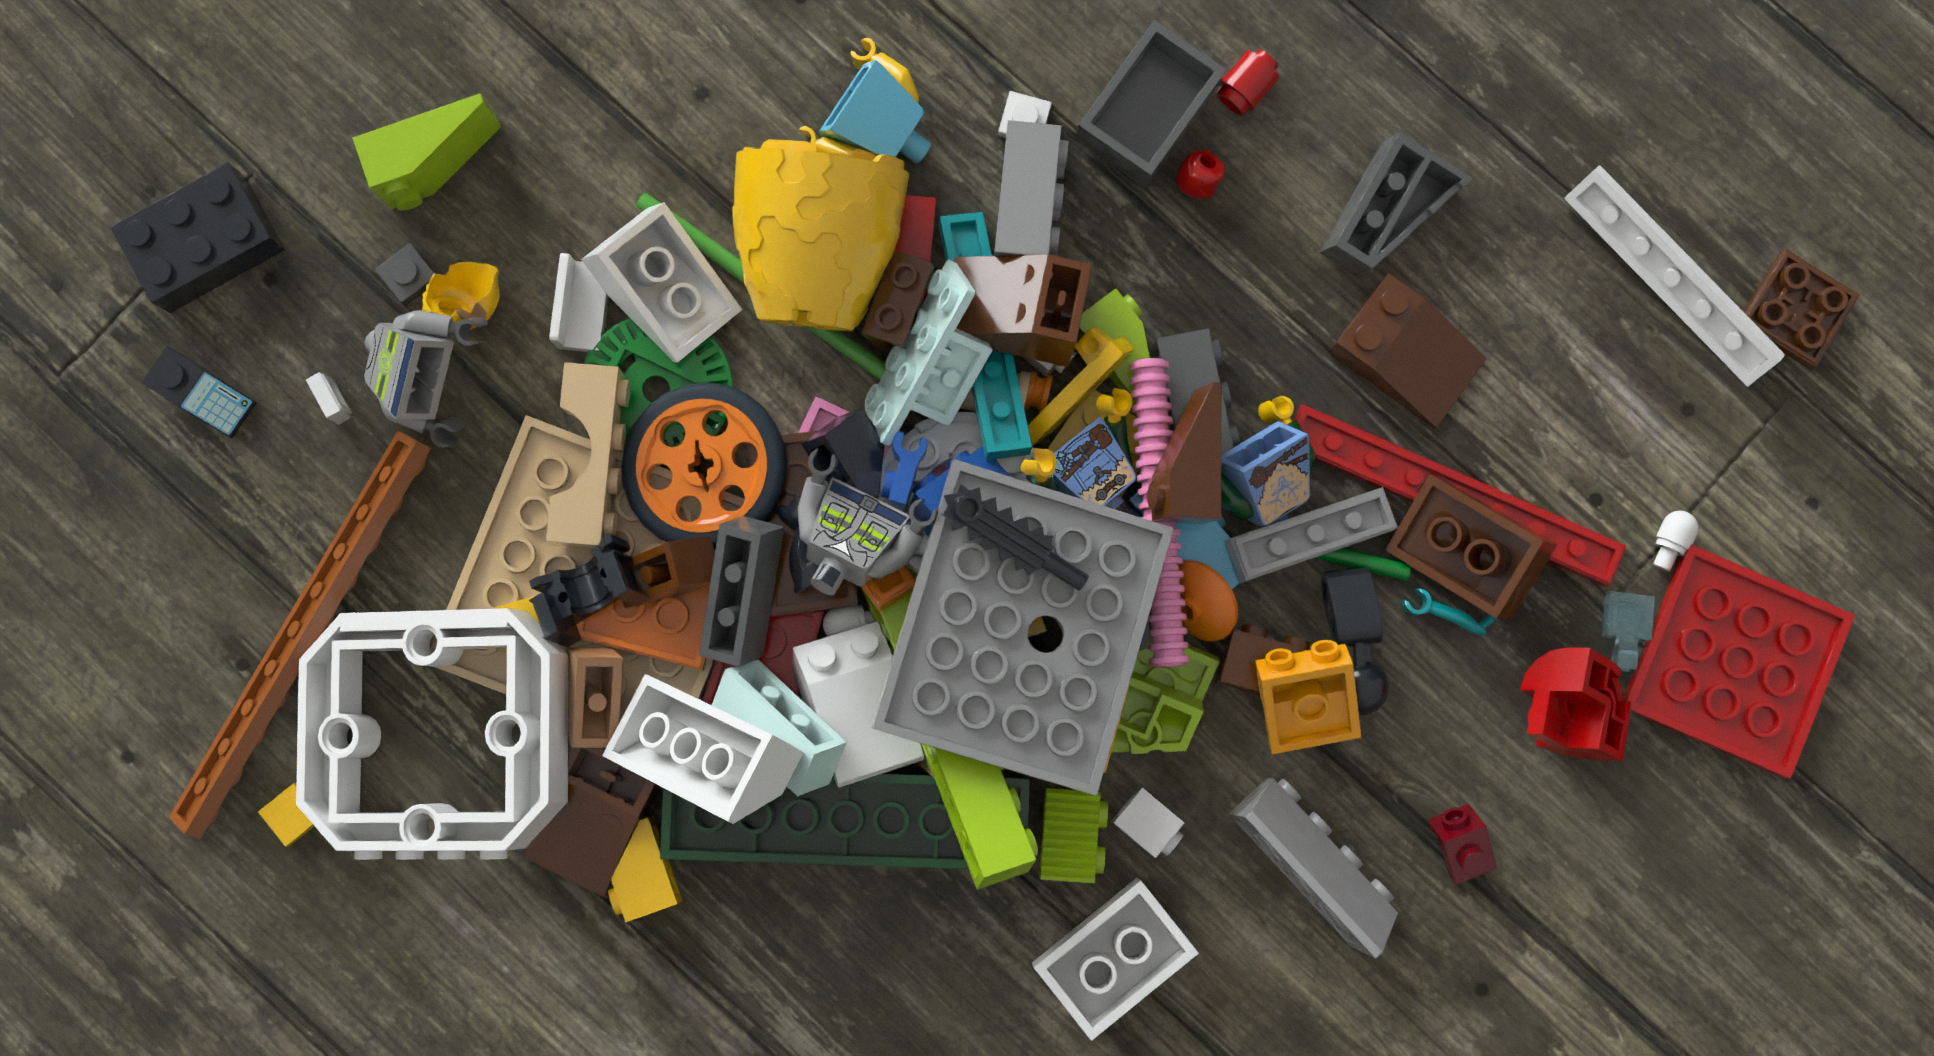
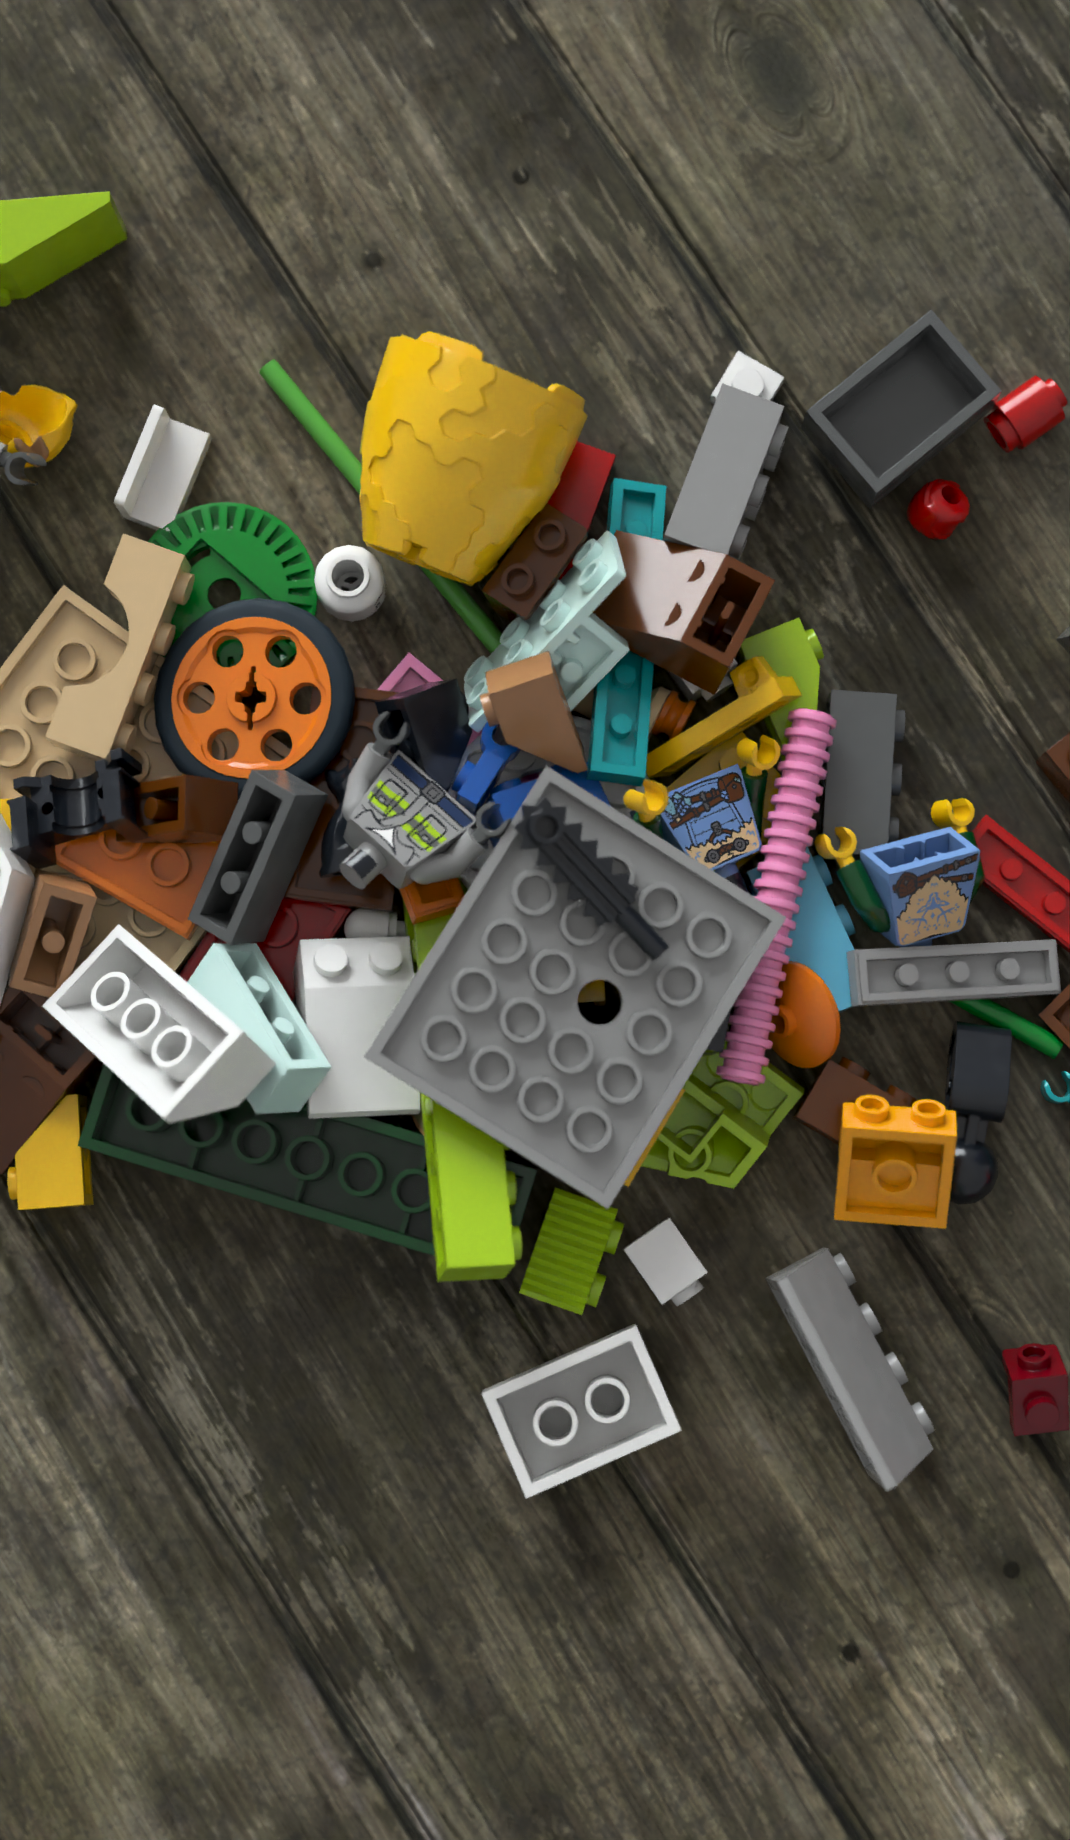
camera: 25 degrees right, 0 degrees up
(662, 282) = (265, 470): white slope -> none
(750, 339) = (344, 566): none -> white head
(874, 112) = (569, 335): medium azure torso -> none
(930, 418) = (534, 711): none -> medium nougat slope
(1189, 472) = (824, 857): reddish brown slope -> none

